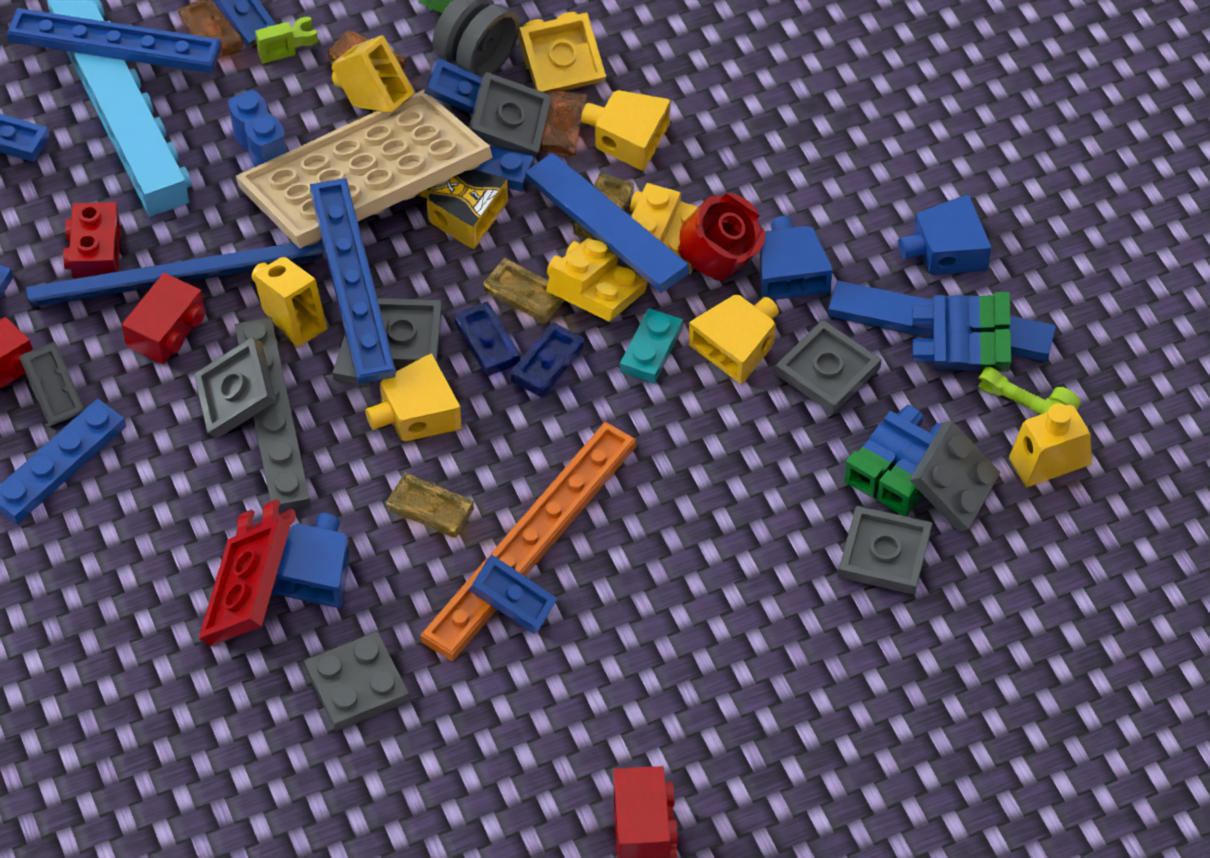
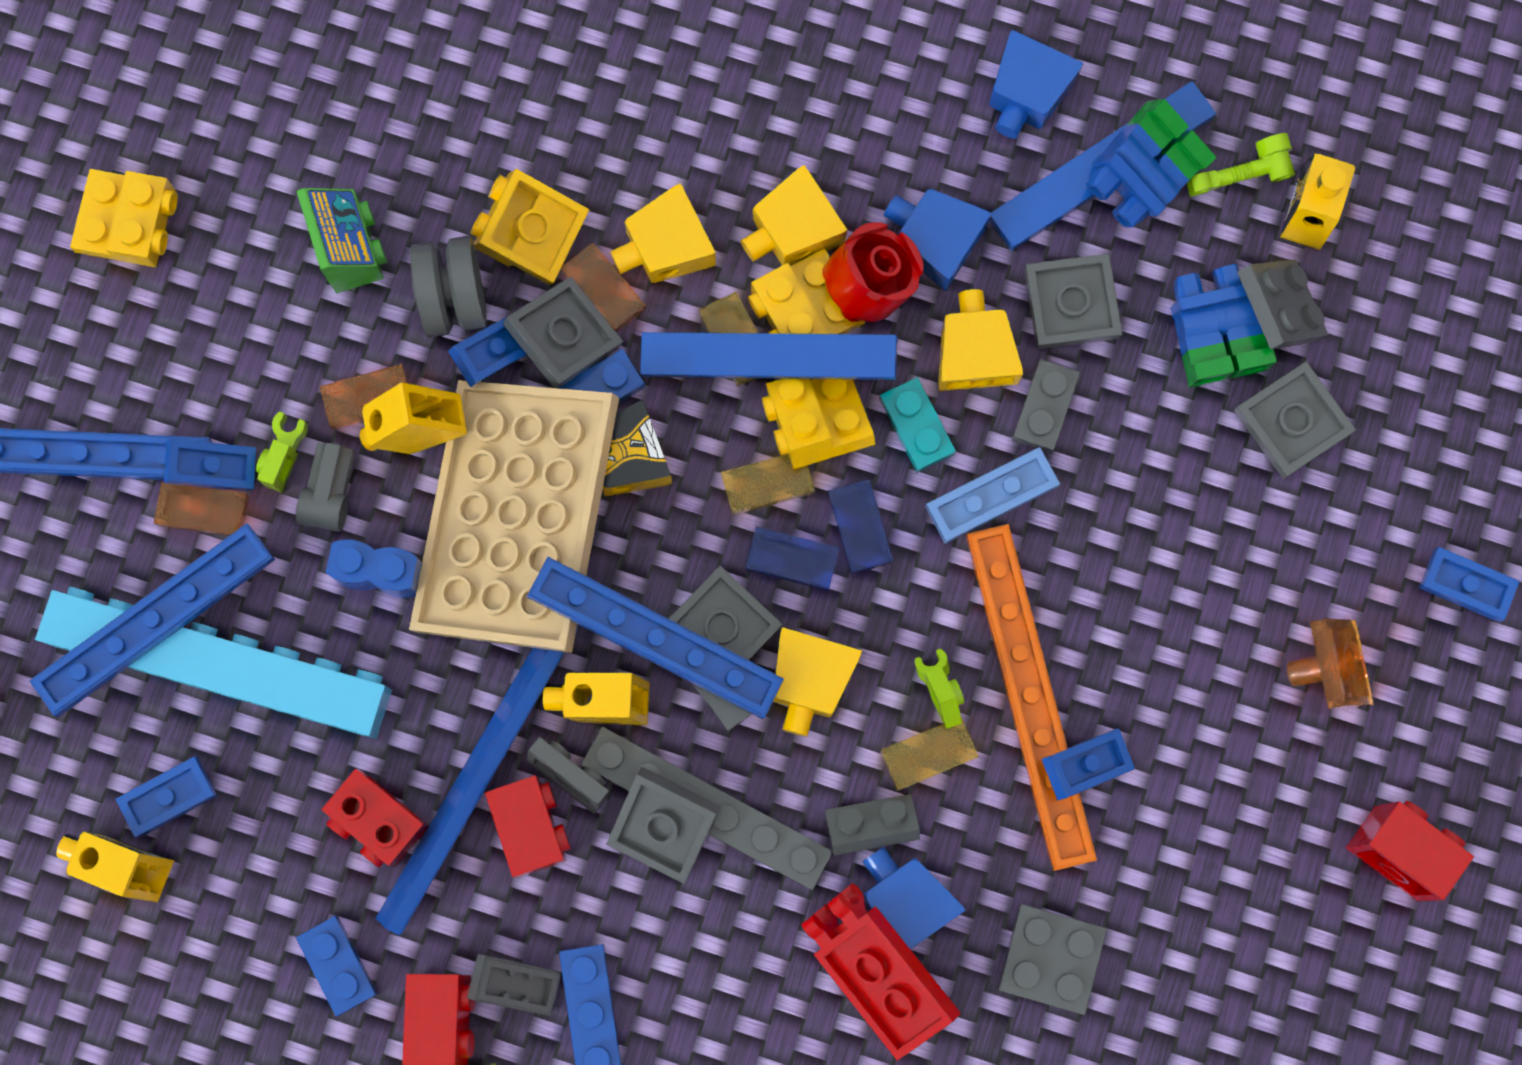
camera: 50 degrees left, 25 degrees up
(221, 308) = (555, 764): none -> dark grey plate
(277, 80) = (325, 500): none -> dark grey piece
(349, 506) = (872, 824): none -> dark grey plate
(479, 474) = (944, 694): none -> lime plate
(646, 416) = (992, 495): none -> medium blue plate
(712, 173) = (794, 221): none -> yellow torso
(736, 688) = (1337, 665): none -> clear orange tile
(741, 406) = (1045, 406): none -> dark grey plate
(881, 739) = (1469, 584): none -> blue plate

